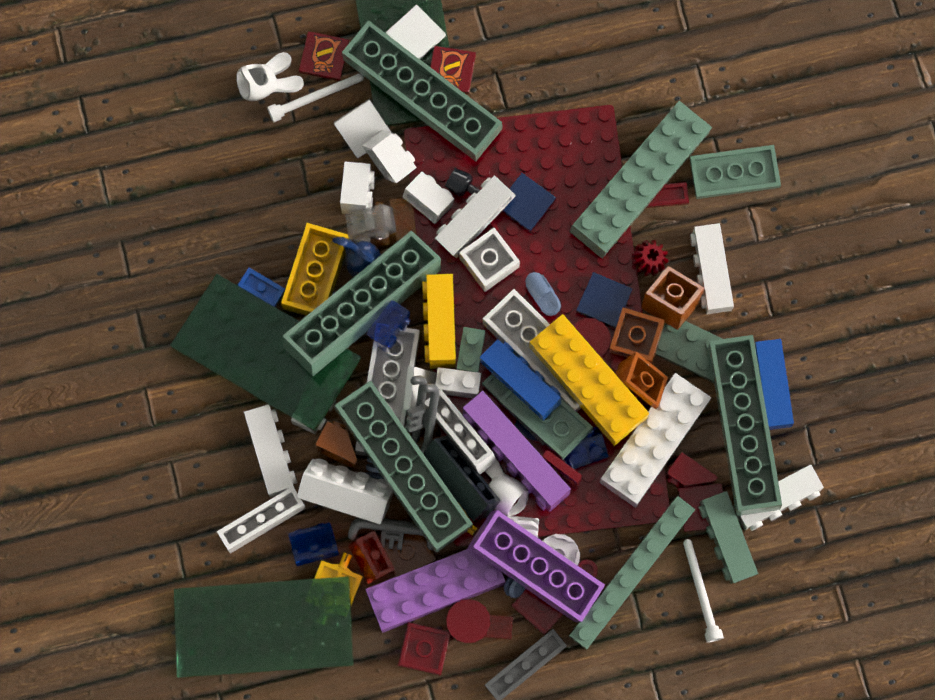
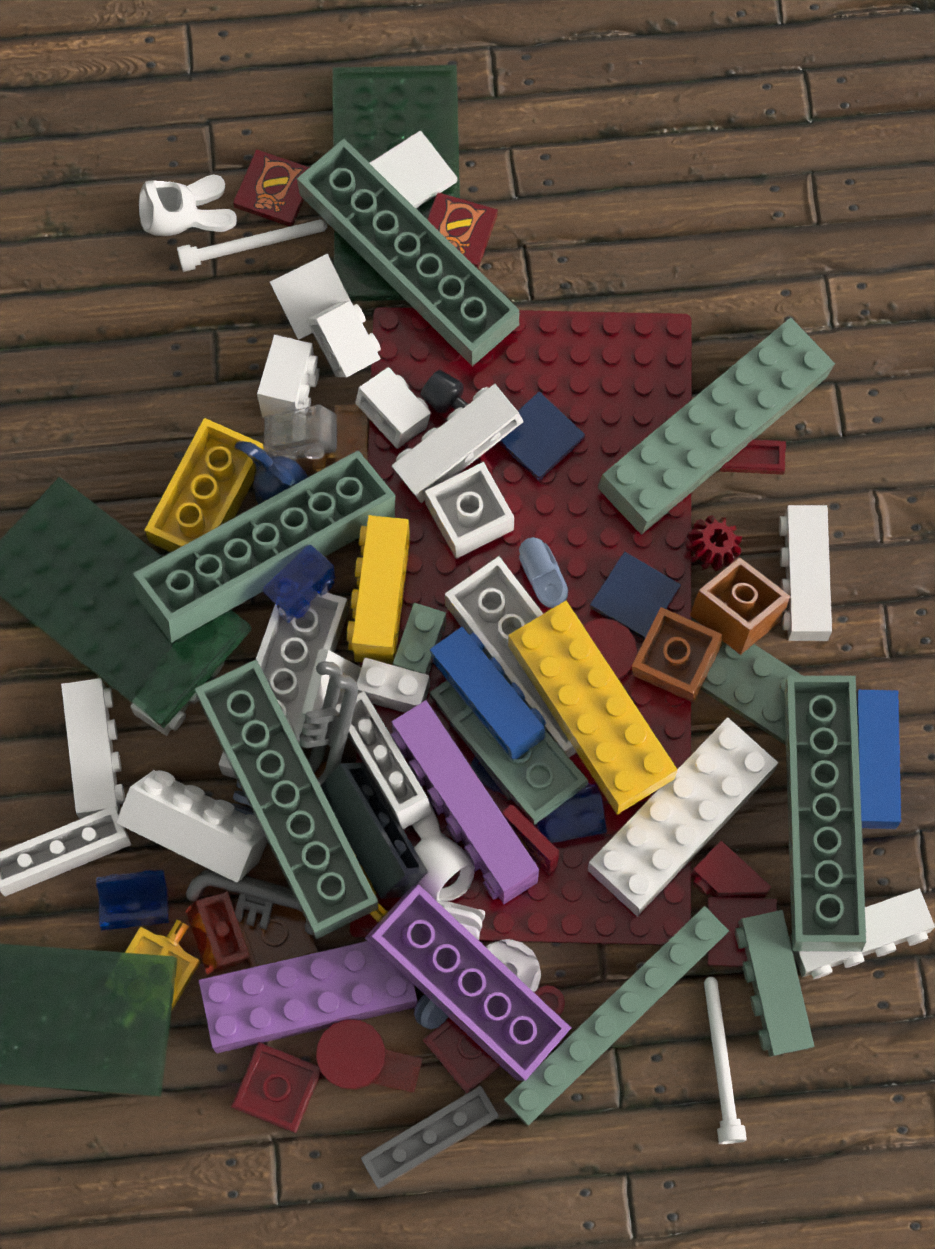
camera: 10 degrees right, 5 degrees down
(261, 287) = (122, 505): blue plate -> none
(336, 444) = (191, 752): dark orange slope -> none
(642, 379) = (676, 719): dark orange slope -> none
(735, 171) = (861, 435): sand green plate -> none

